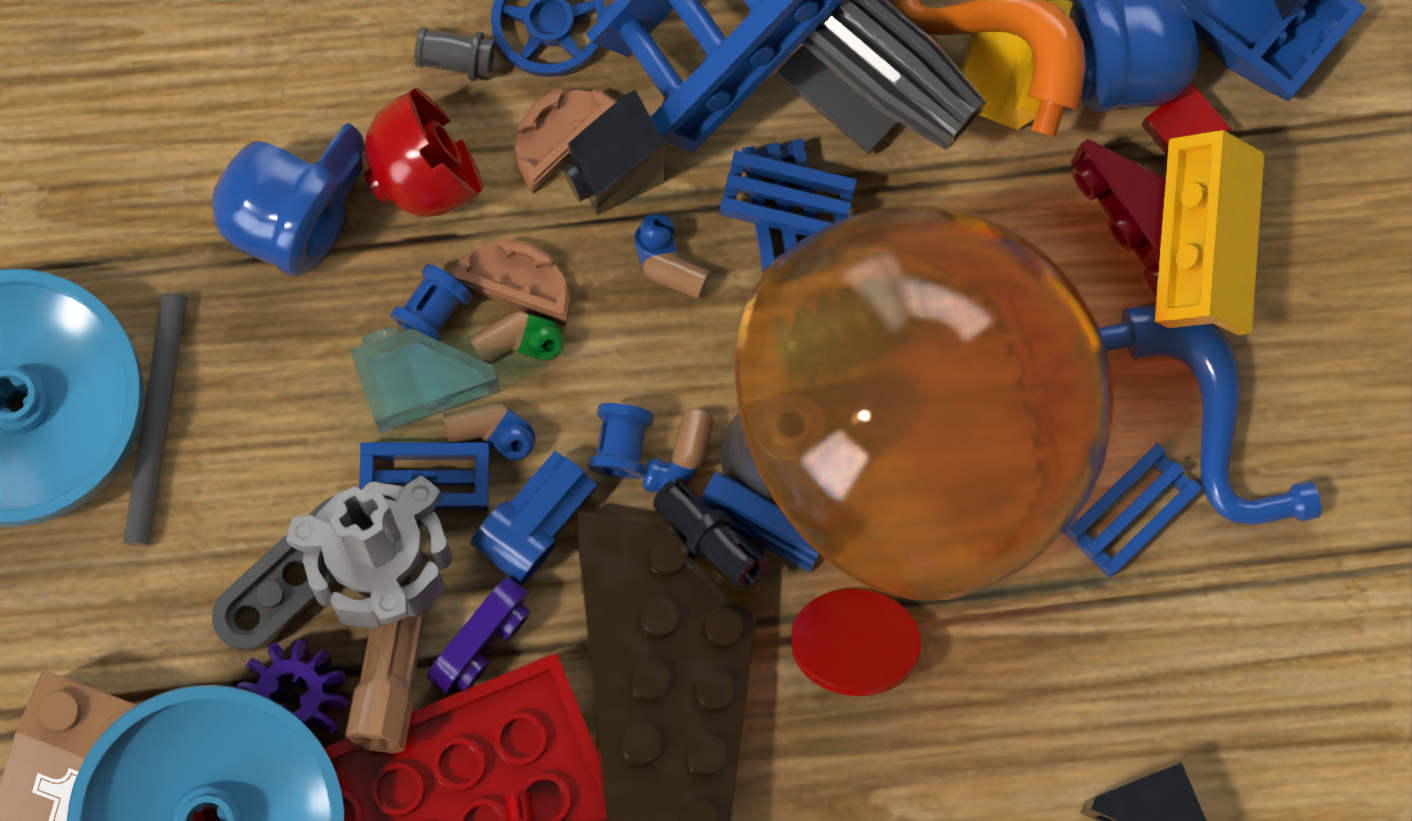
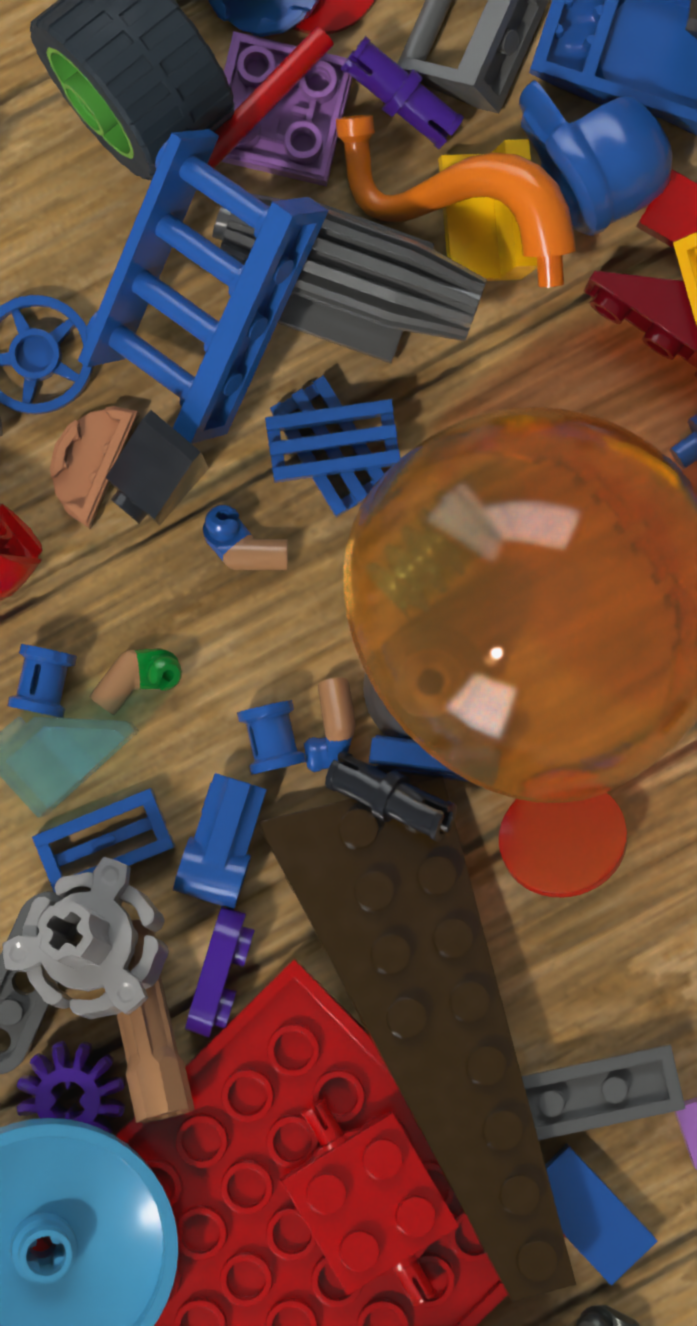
camera: 15 degrees left, 10 degrees up
(495, 425) = (147, 767): arm -> none
(518, 277) = (109, 617): nougat tile -> none

